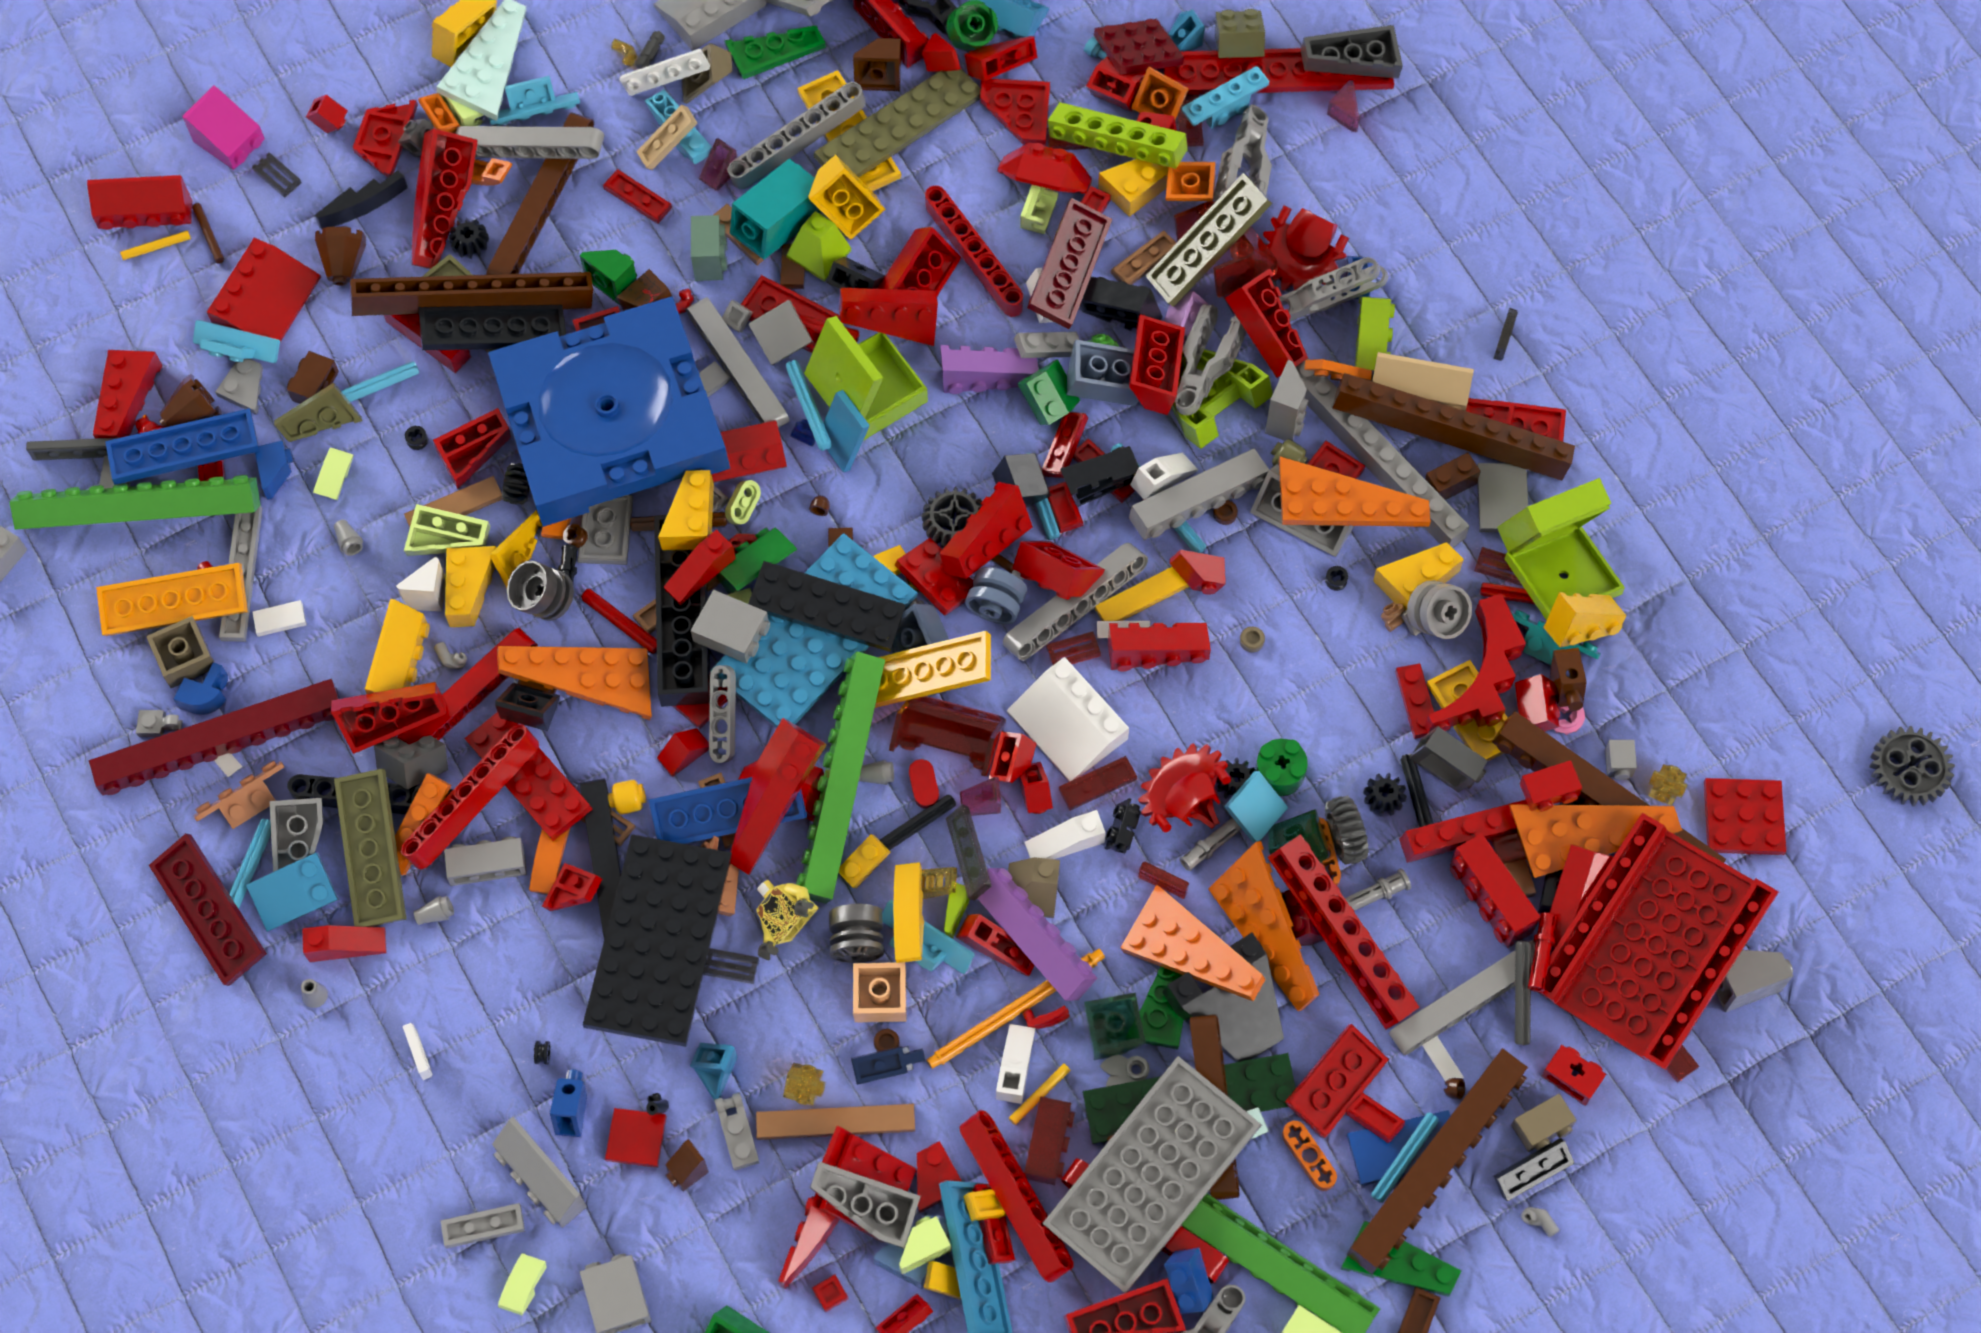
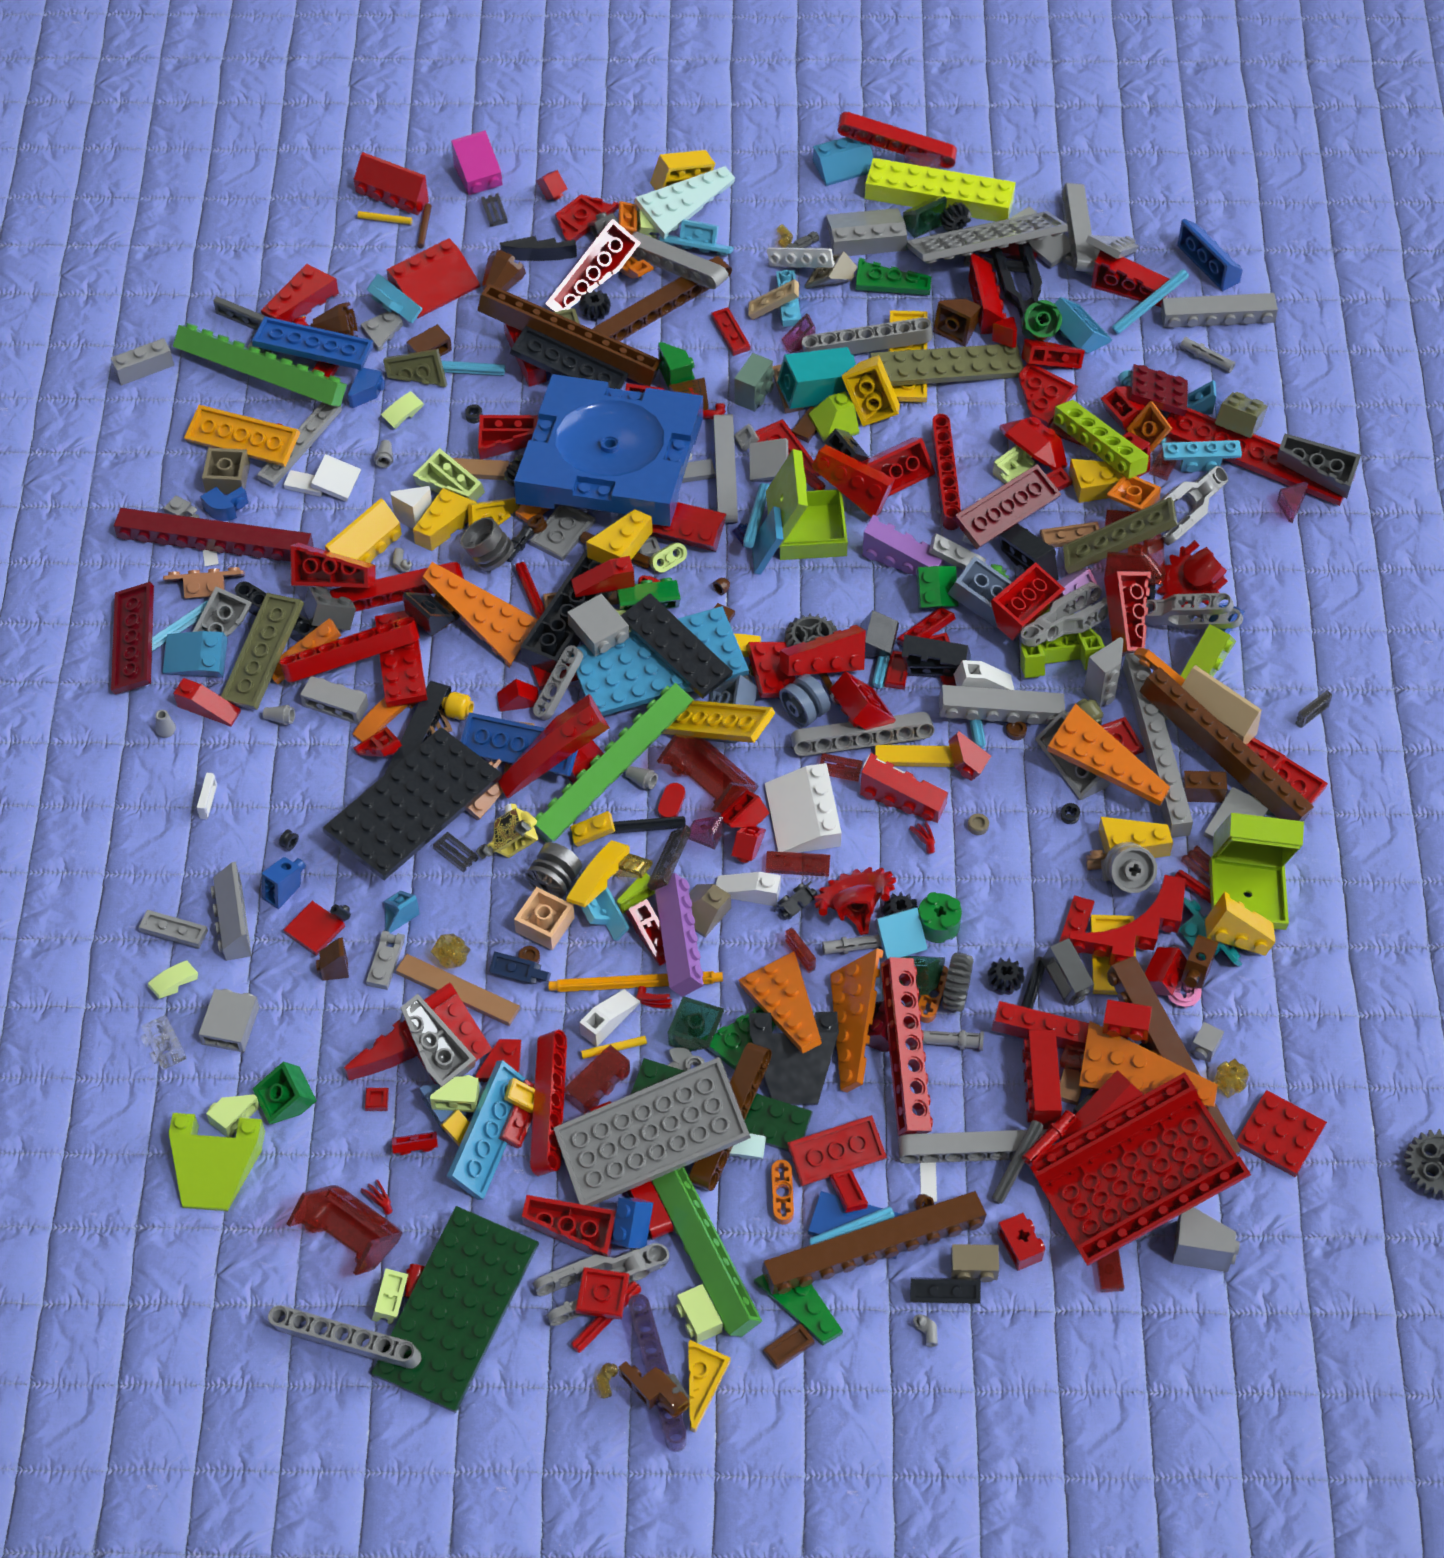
camera: 30 degrees right, 10 degrees down
(311, 595) = (335, 478): none -> white tile
(1210, 683) = (925, 837): none -> red piece

